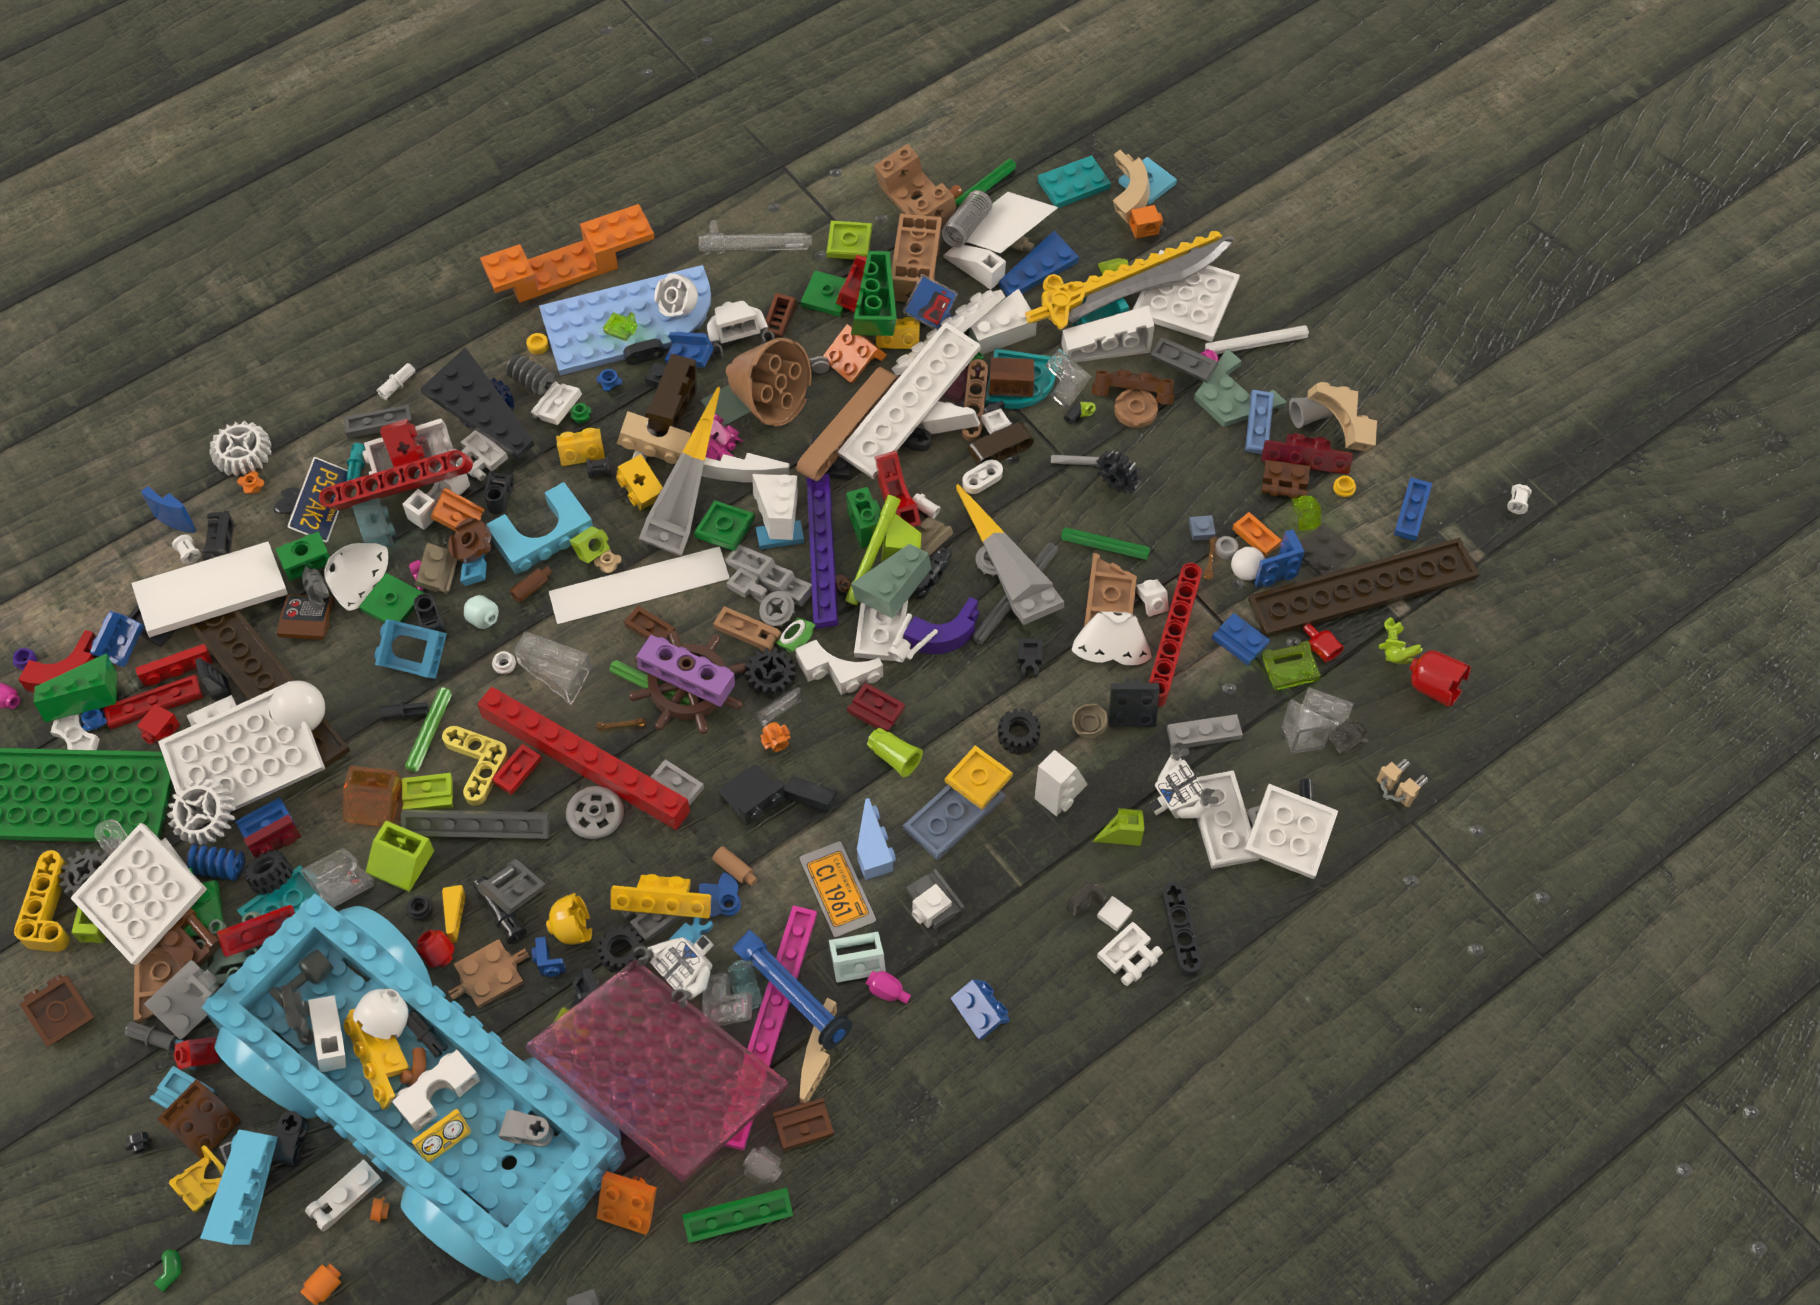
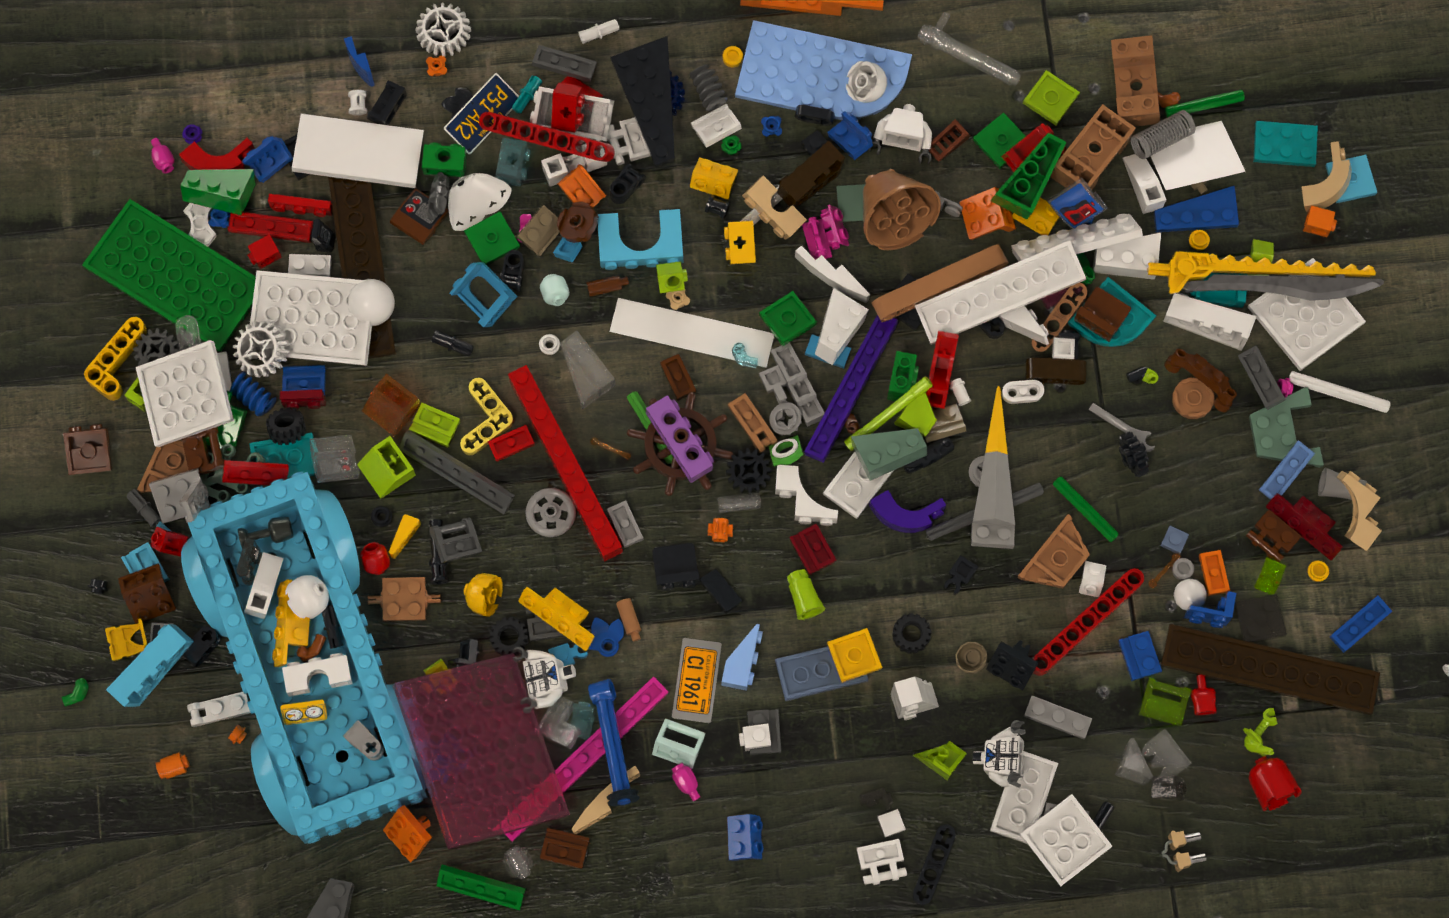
camera: 30 degrees right, 15 degrees up
(428, 730) = (463, 369): bright green axle -> none
(542, 956) = (448, 610): blue bracket -> none
(621, 326) = (806, 83): clear neon green bracket -> none
(673, 511) = (751, 285): light grey plate -> none
(702, 580) = (741, 356): none -> clear light blue arm
(901, 648) = (859, 512): white plant -> none
(1072, 378) = (1155, 341): clear plate -> none
(1114, 637) = (1034, 599): white piece -> none

